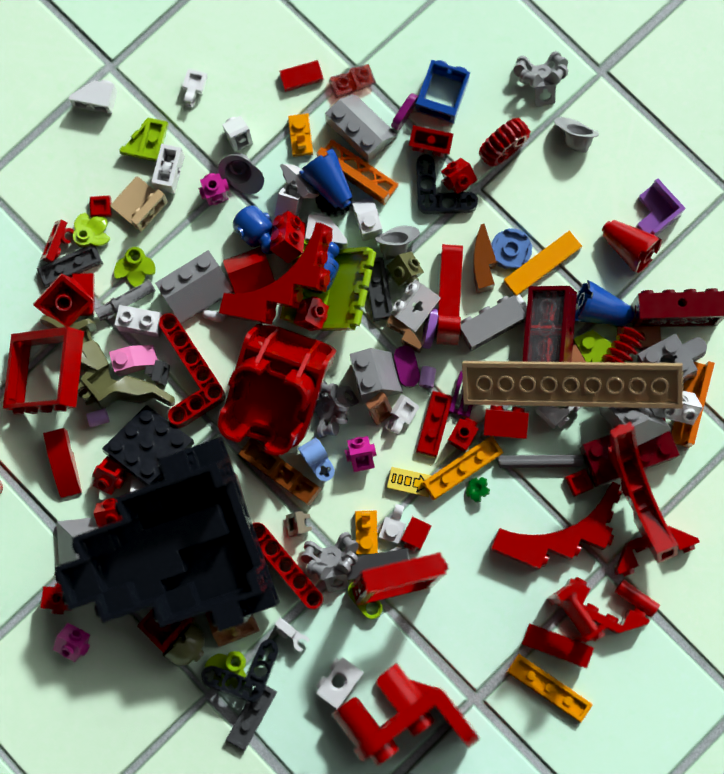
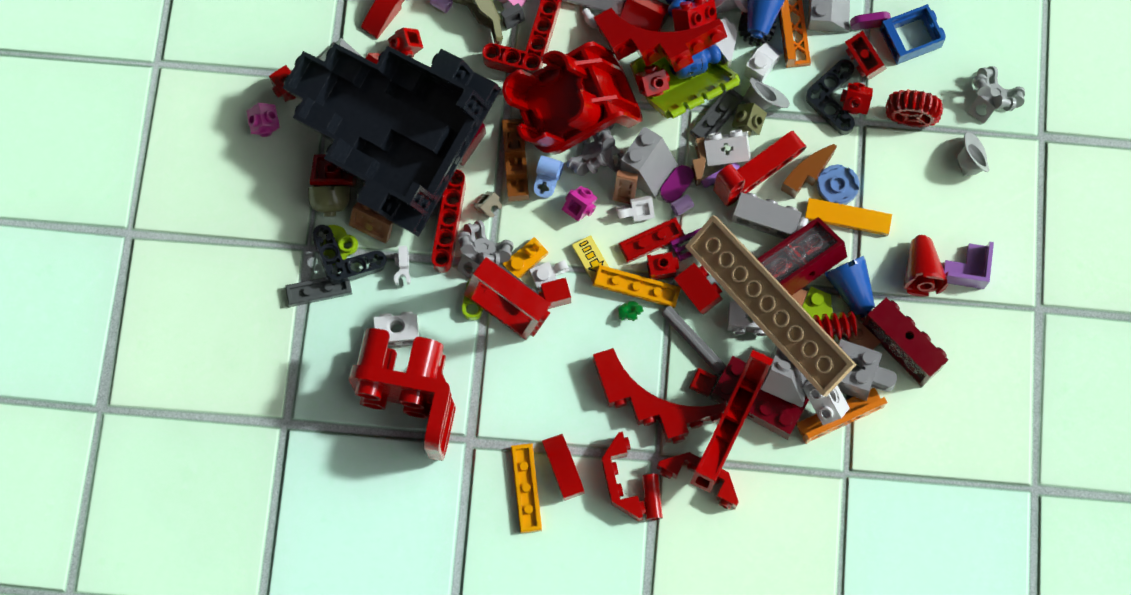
camera: 45 degrees right, 5 degrees down
(145, 441) = (456, 39): black plate -> none
(567, 600) = (602, 433): red fence -> none

